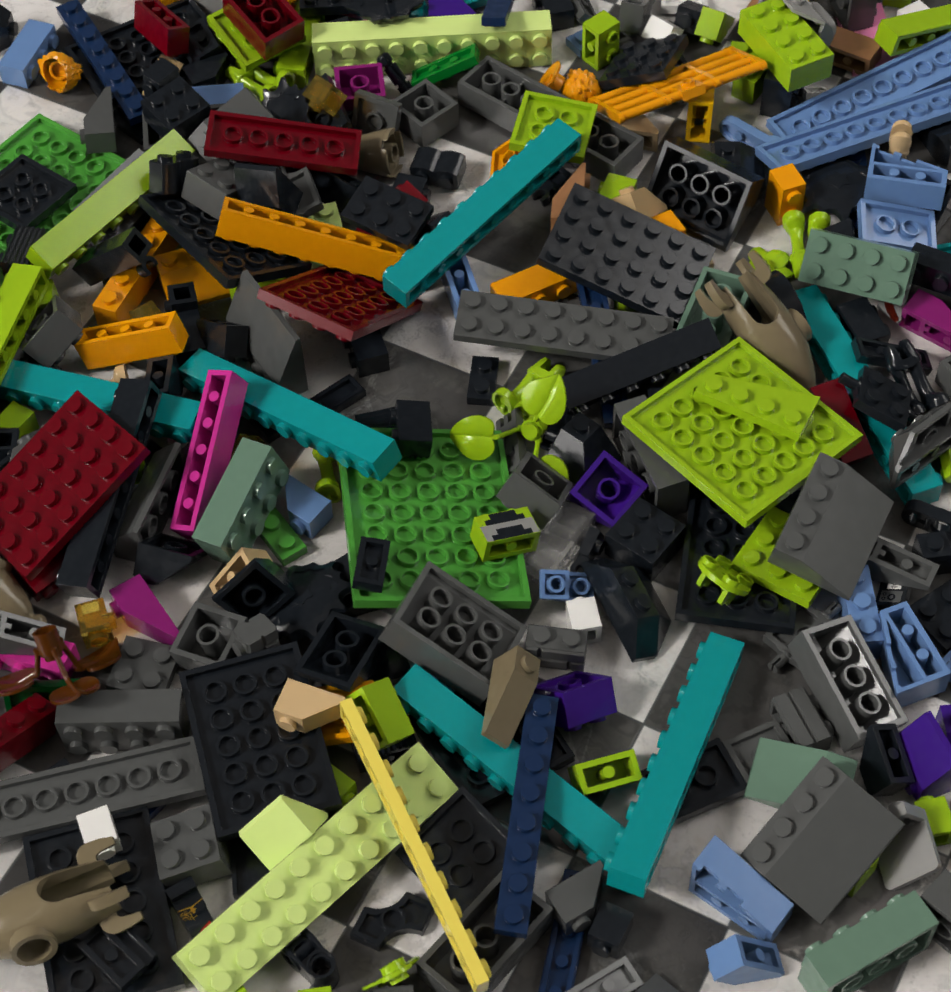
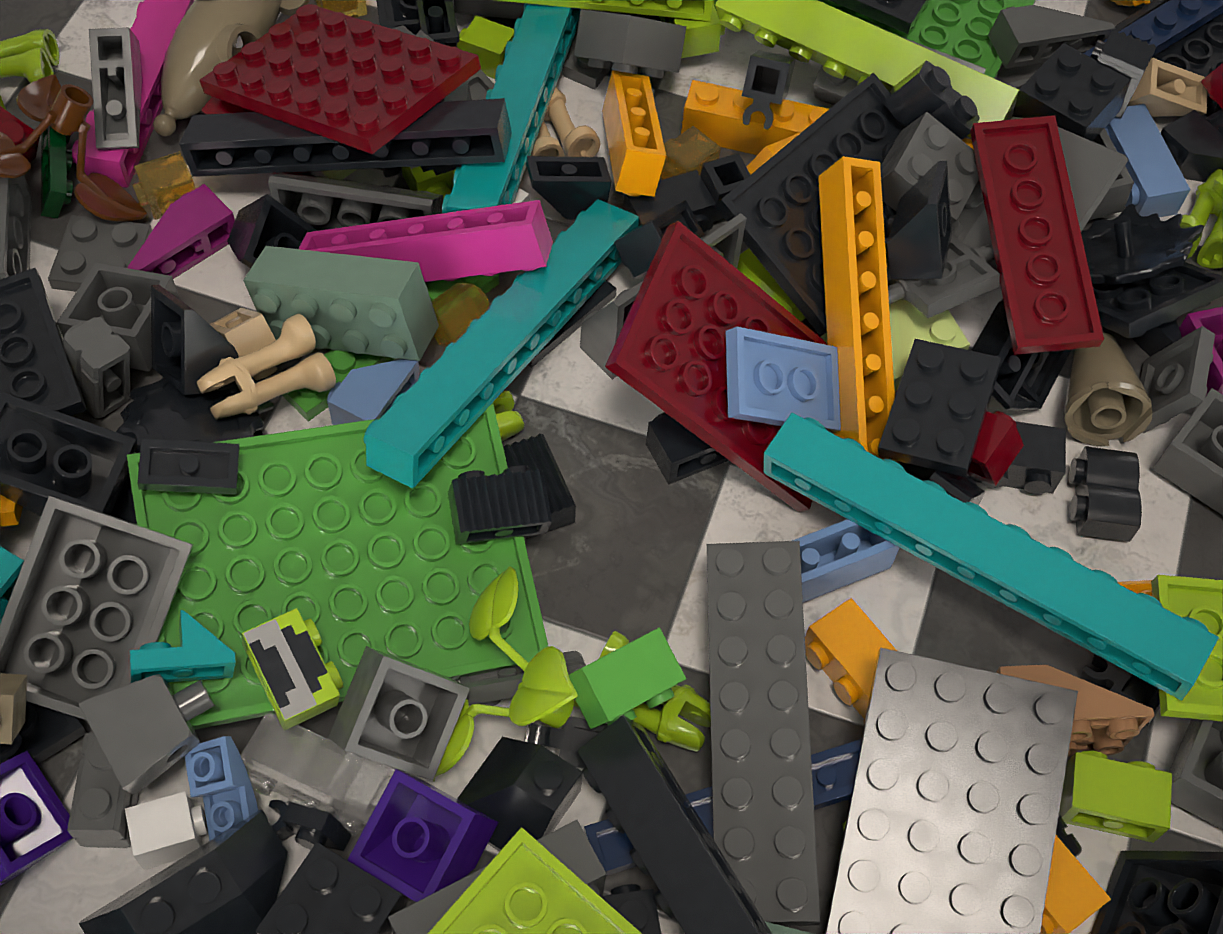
camera: 75 degrees right, 5 degrees up
(273, 532) = (294, 342): none -> tan piece
(324, 96) = (1169, 279): clear yellow brick -> none
(340, 394) = (595, 416): black tile -> none
(355, 281) = (780, 376): none -> medium blue plate
(482, 380) = (679, 618): black plate -> none
(491, 575) = (197, 658): none -> teal slope
(521, 371) = (626, 679): none -> bright green brick
(535, 601) = (145, 727): none -> dark grey torso
(641, 201) = (1095, 832): tan slope -> none

